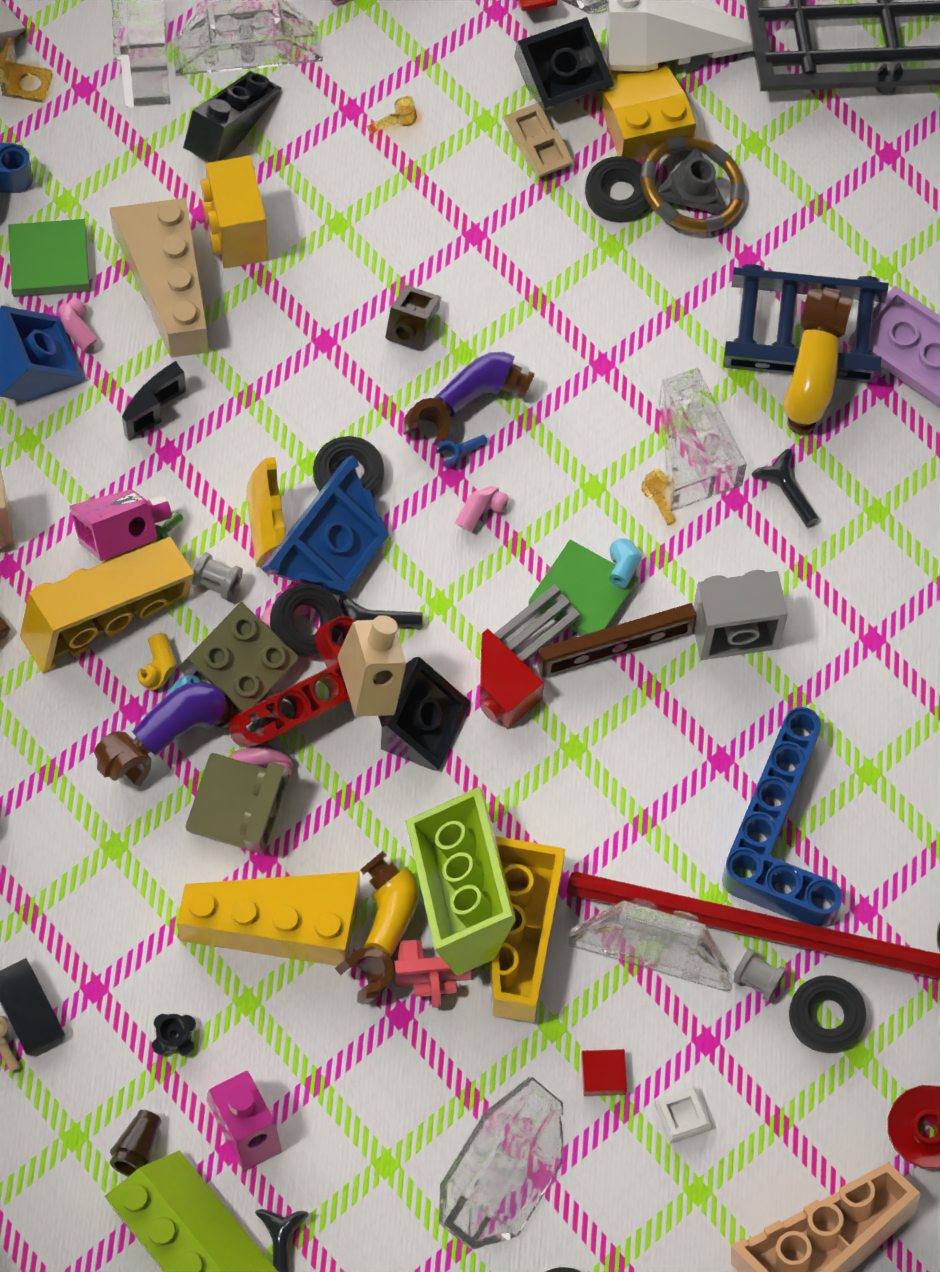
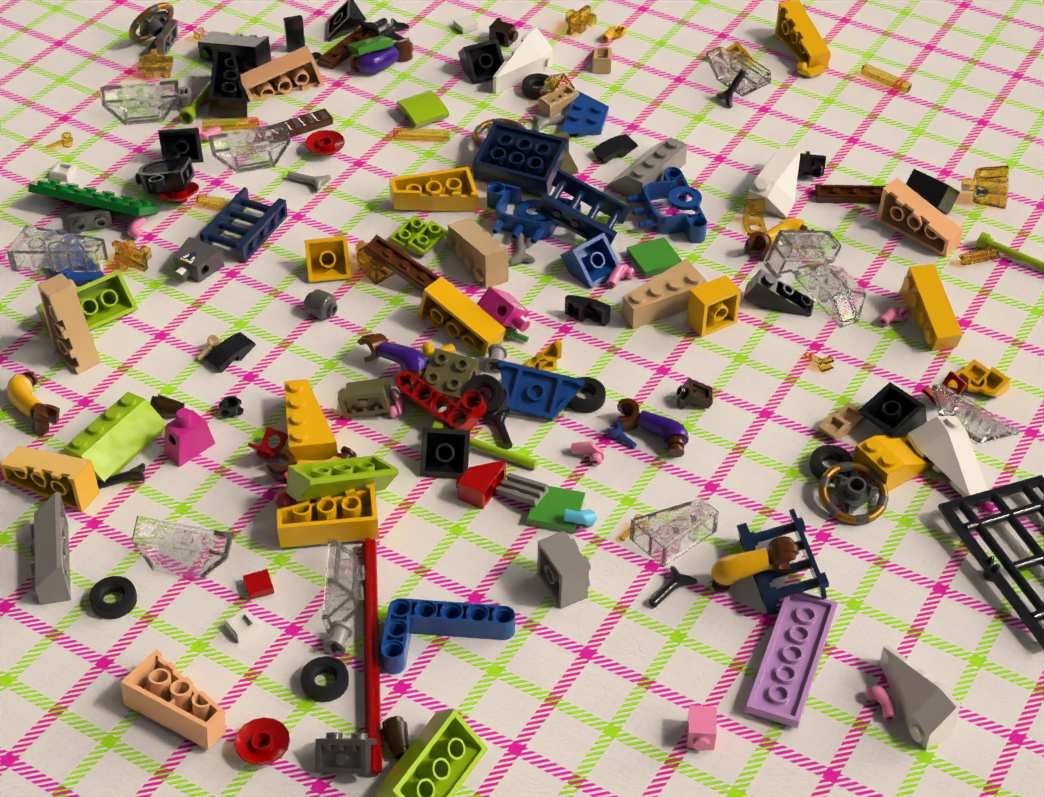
camera: 75 degrees right, 20 degrees down
(74, 38) = (763, 241): none -> piece
(311, 996) = (264, 450): none -> red bracket
(371, 654) = (449, 404): tan torso -> none
(424, 646) = (496, 451): none -> lime piece
(616, 640) = (520, 517): reddish brown tile -> none

